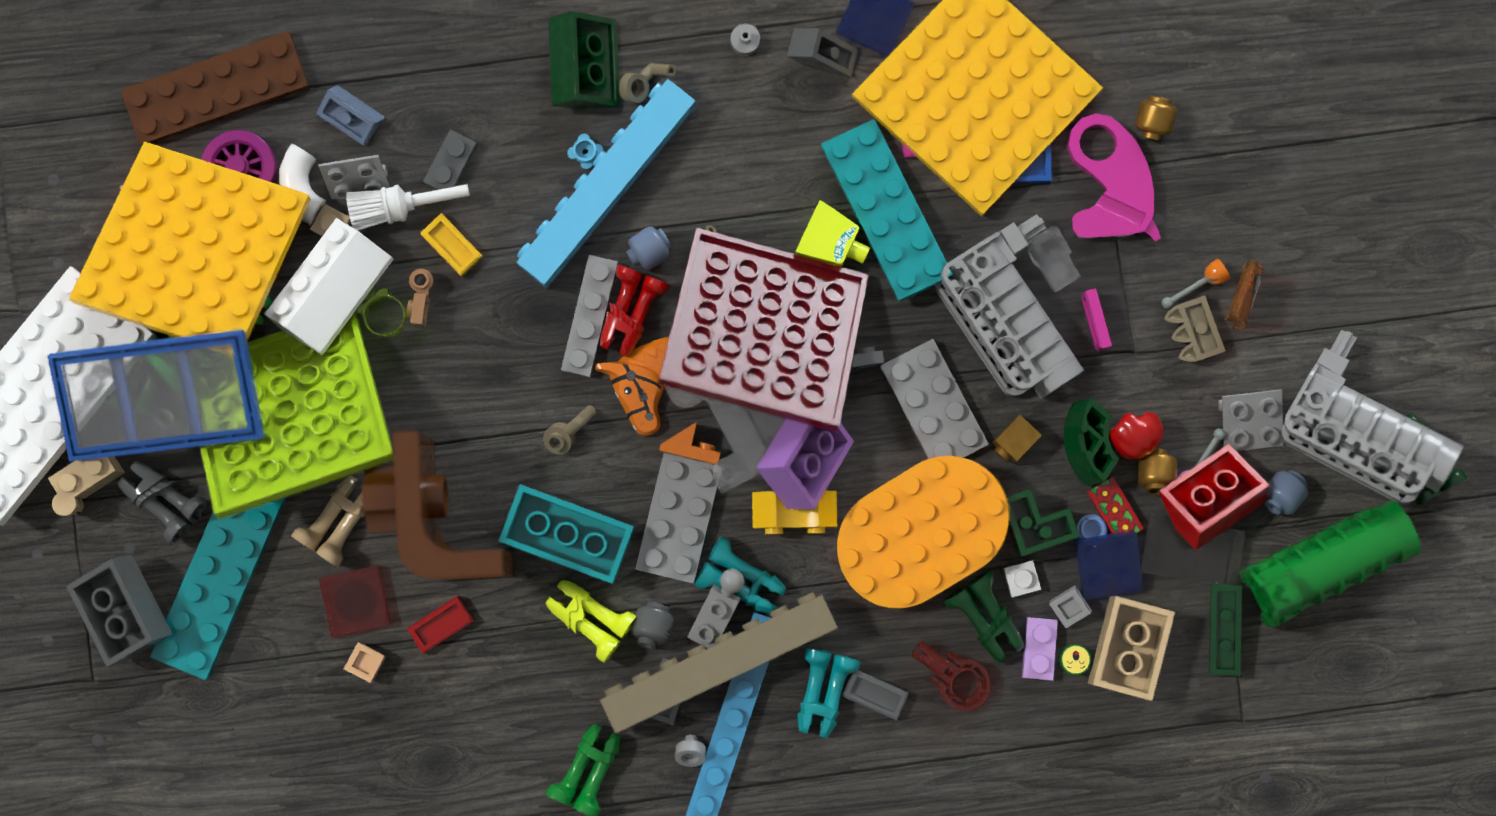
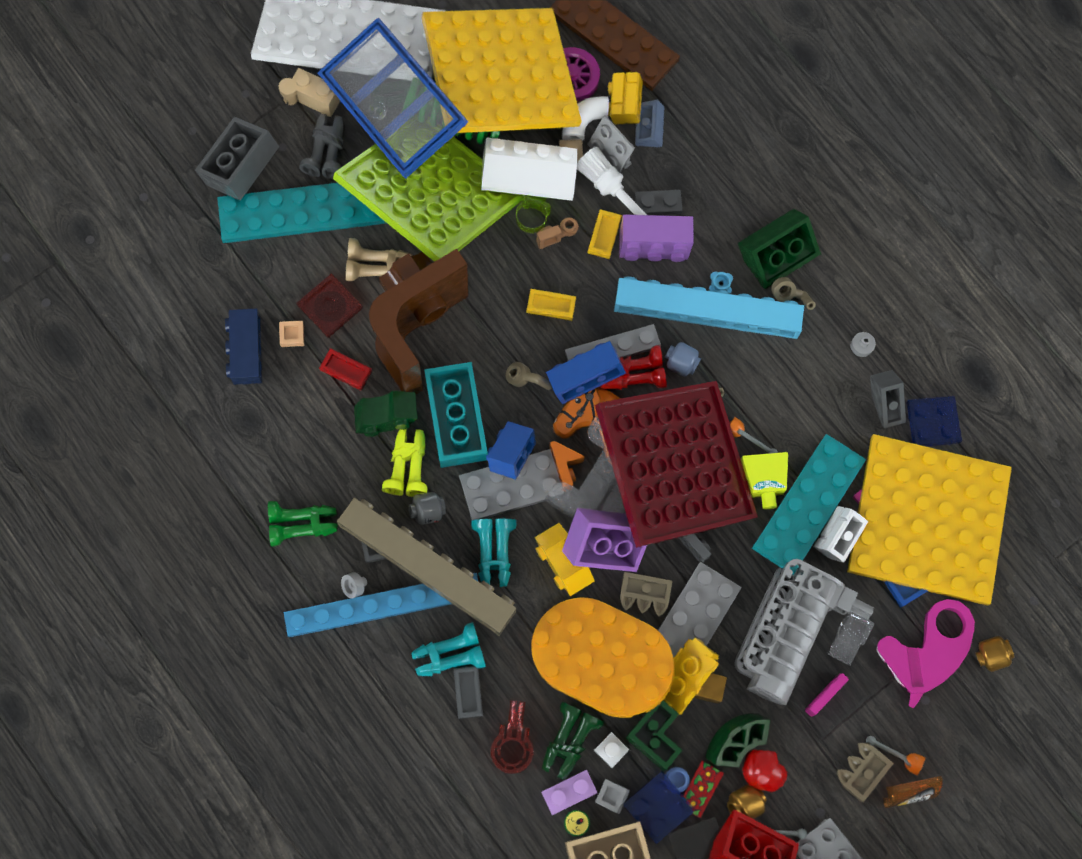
camera: 55 degrees right, 10 degrees down
(304, 124) = (625, 98): none -> yellow brick
(349, 723) = (244, 346): none -> dark blue brick
(494, 193) = (656, 237): none -> medium lavender brick
(499, 353) = (551, 304): none -> yellow tile
(520, 610) = (385, 413): none -> dark green brick
(603, 364) = (585, 372): none -> blue brick
(642, 497) = (511, 450): none -> blue brick
(717, 609) = (465, 544): light grey plate -> none
(761, 236) = (739, 429): none -> hinge
(878, 443) = (645, 591): none -> dark tan plate
(939, 198) = (840, 534): none -> white brick
(991, 445) = (692, 668): none -> yellow piece

